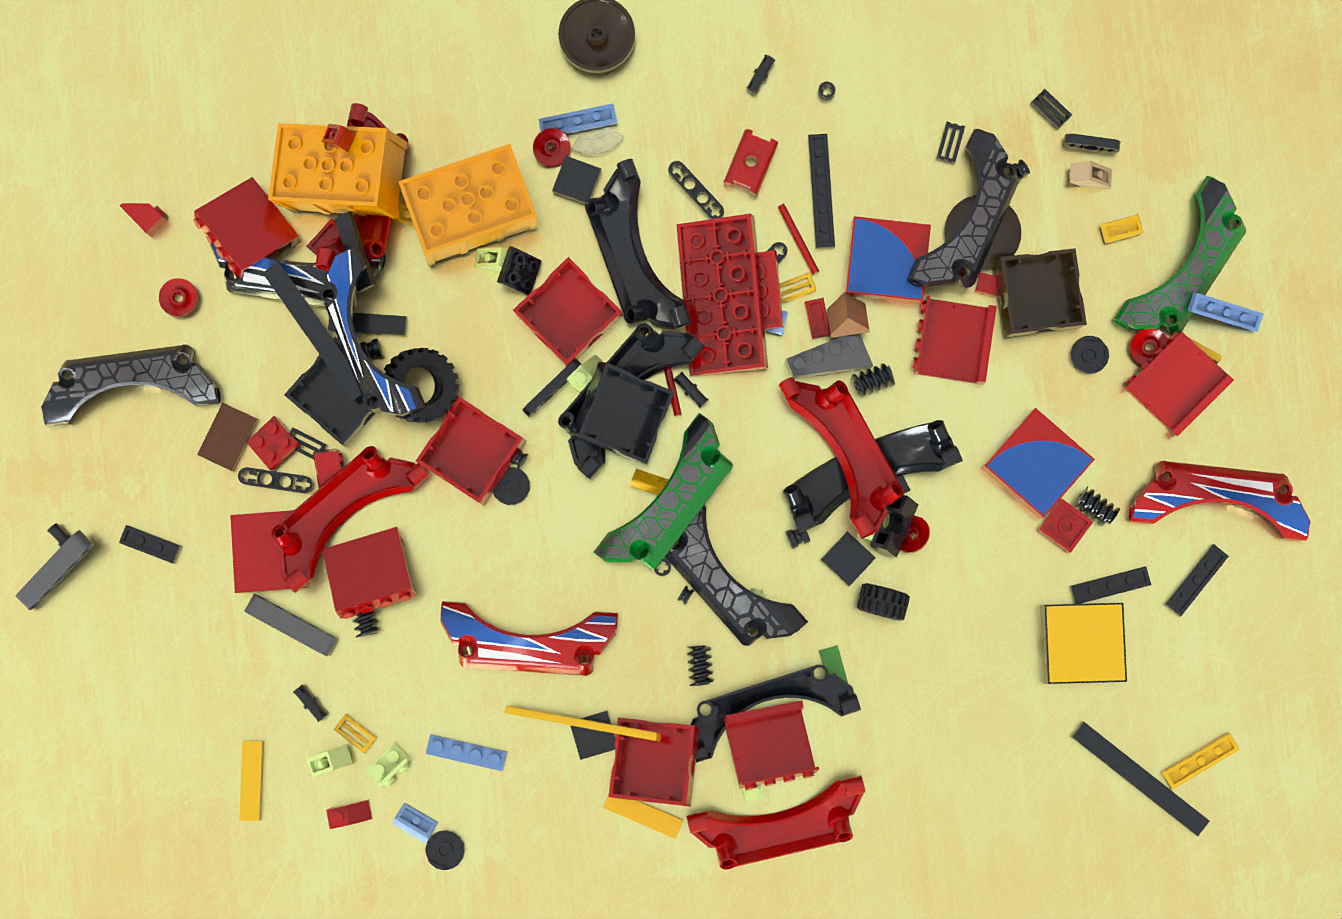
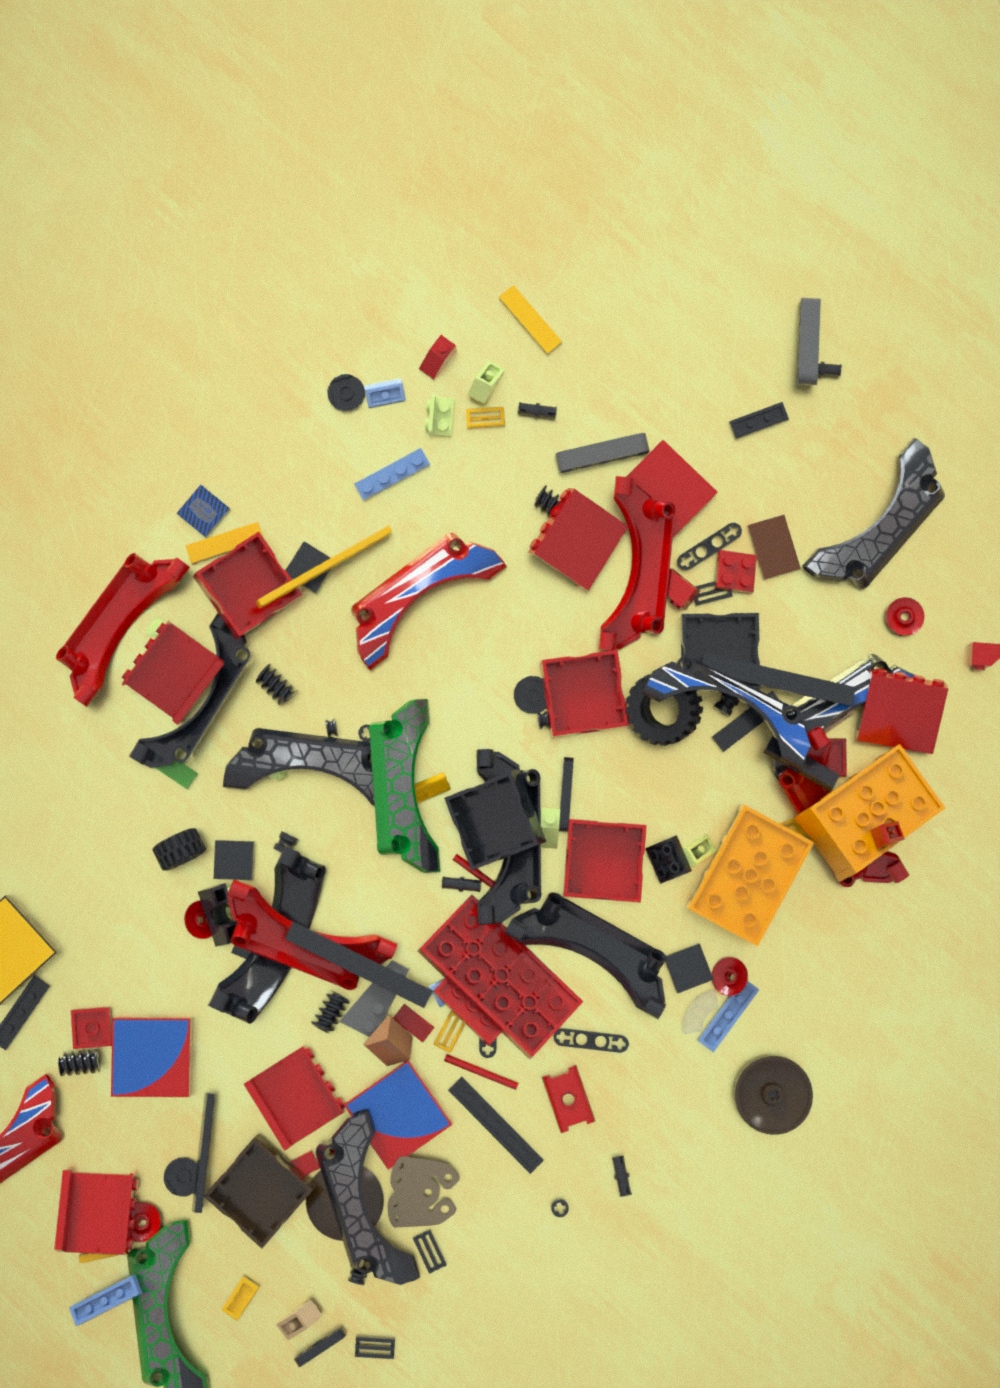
camera: 135 degrees right, 0 degrees up
(637, 854) = (203, 511): none -> tile
(821, 393) = (359, 964): none -> black tile
(930, 193) = (409, 1192): none -> dark tan piece
(1057, 359) = (203, 1153): none -> black tile

